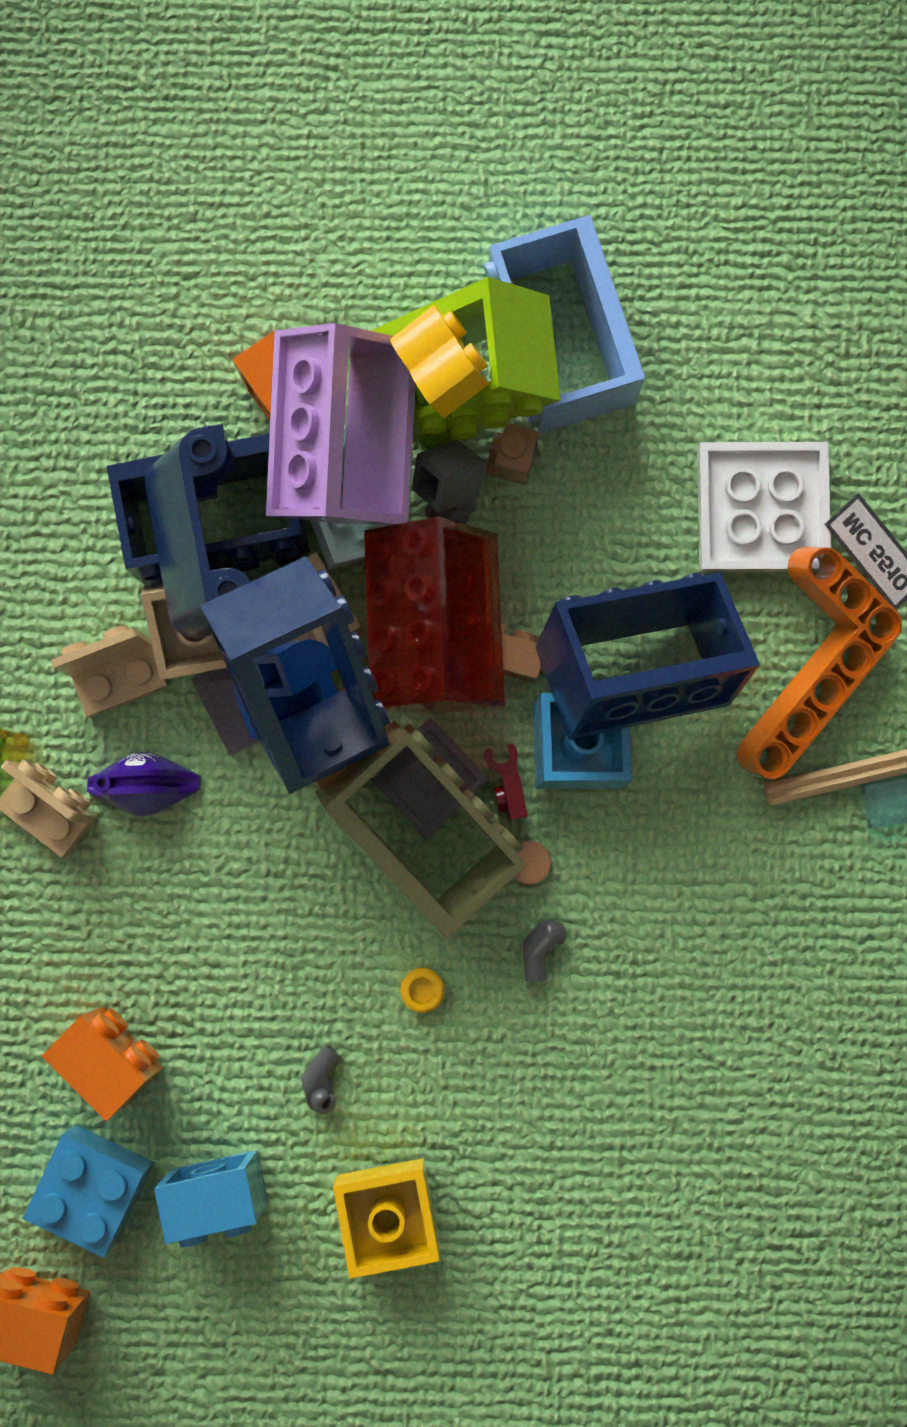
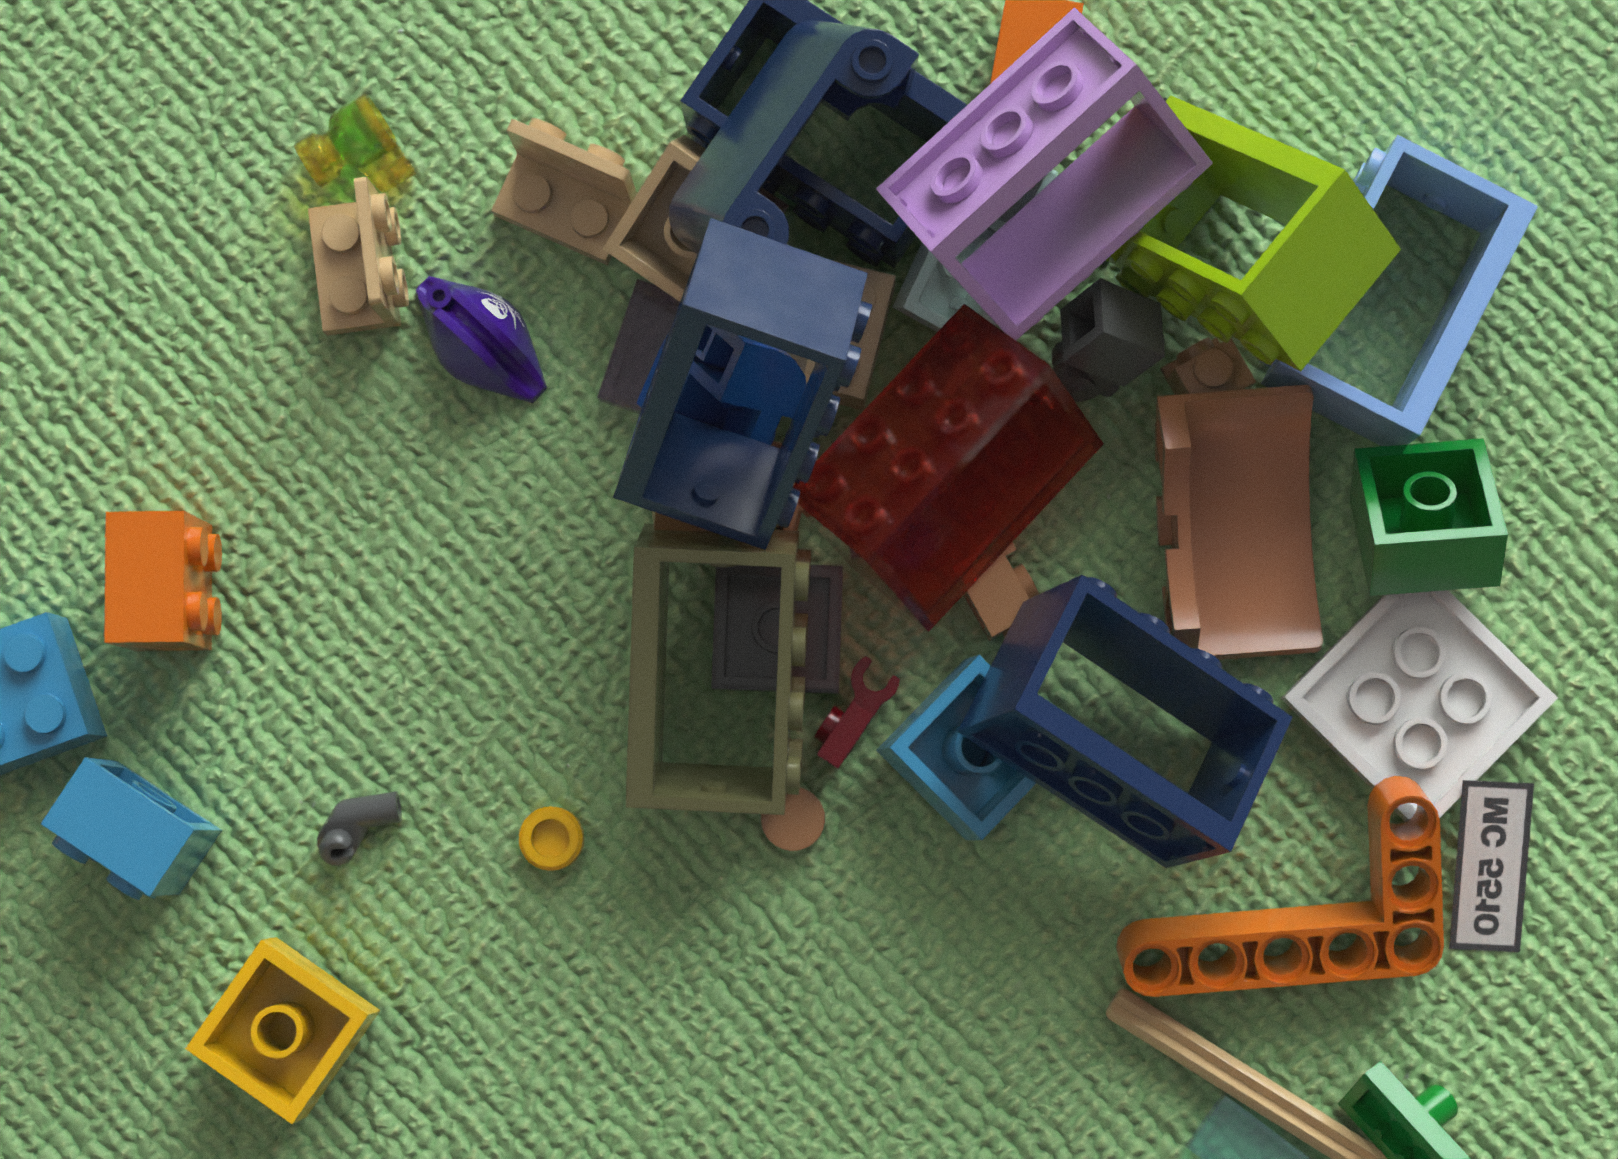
camera: 50 degrees right, 0 degrees up
(440, 361) = (1209, 208): yellow brick -> none
(538, 945) = (716, 914): dark grey arm -> none
(595, 507) = (1238, 521): none -> nougat panel
(684, 415) = (1427, 517): none -> green brick

